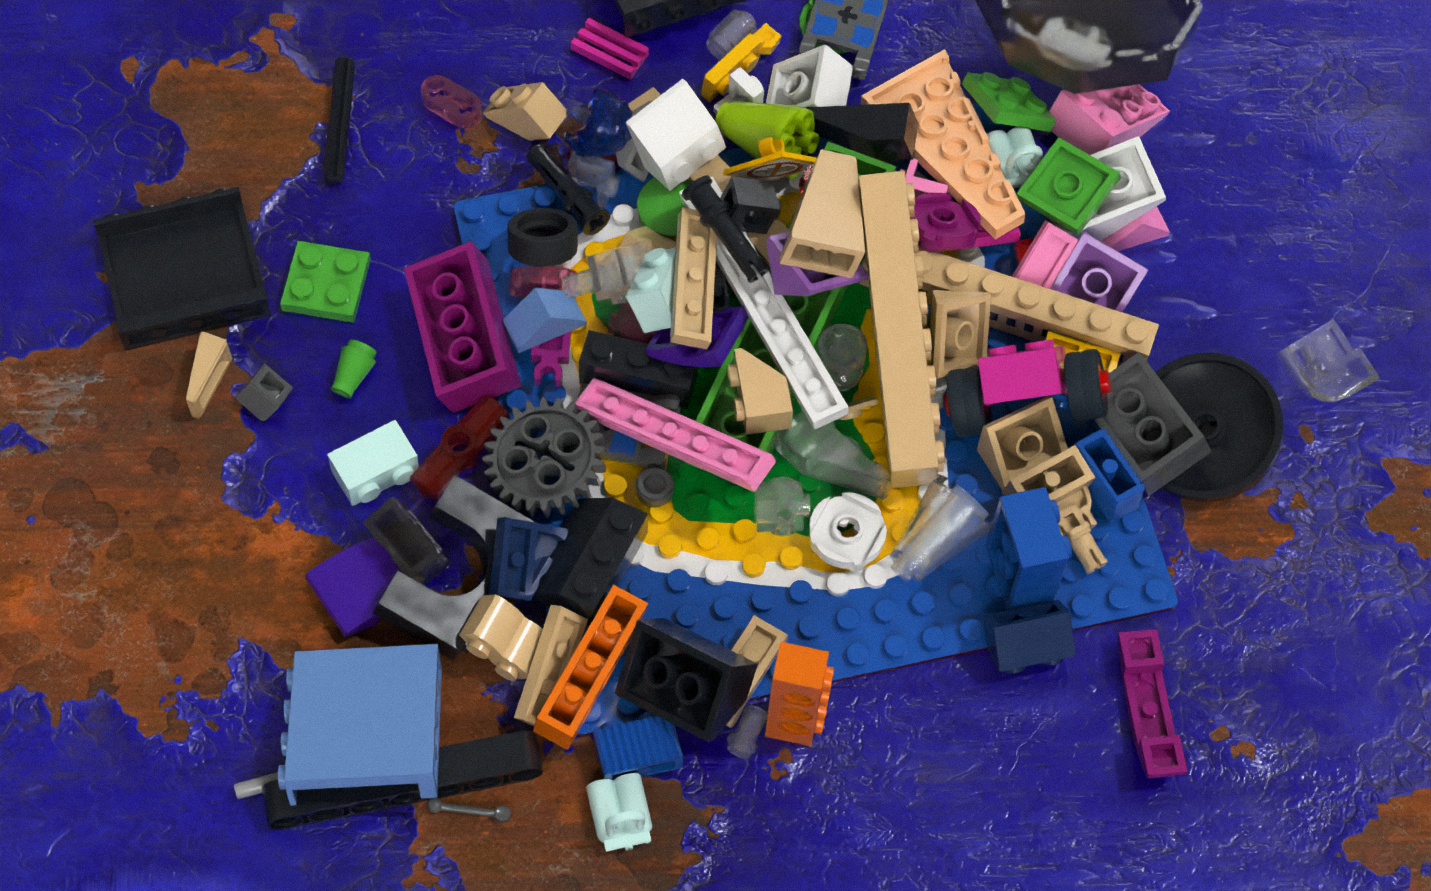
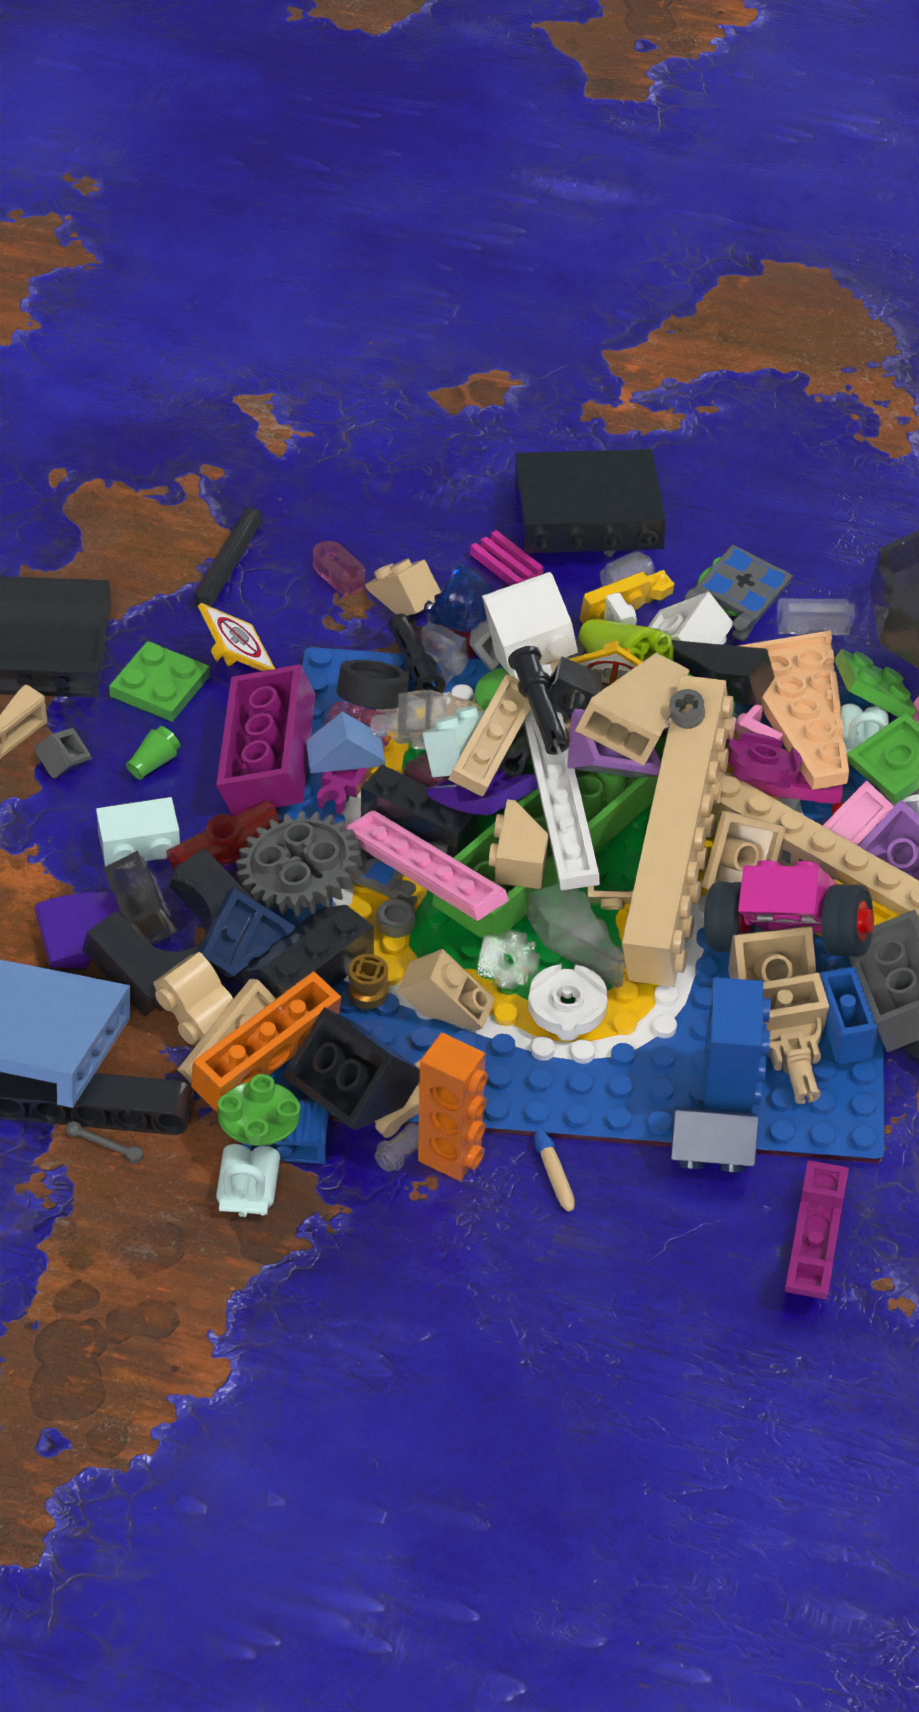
camera: 20 degrees right, 15 degrees down
(387, 218) = (235, 639): none -> piece
(614, 747) = (259, 1112): none -> bright green dish
(657, 576) = (368, 981): none -> pearl gold wheel
(733, 557) = (445, 991): none -> tan slope
(843, 354) = (619, 850): clear wheel -> none
(869, 206) = (694, 716): none -> dark grey bush
(878, 689) = (545, 1147): none -> tan piece
(923, 33) = (814, 616): none -> clear bracket
(938, 530) = (655, 1018): clear cone -> none

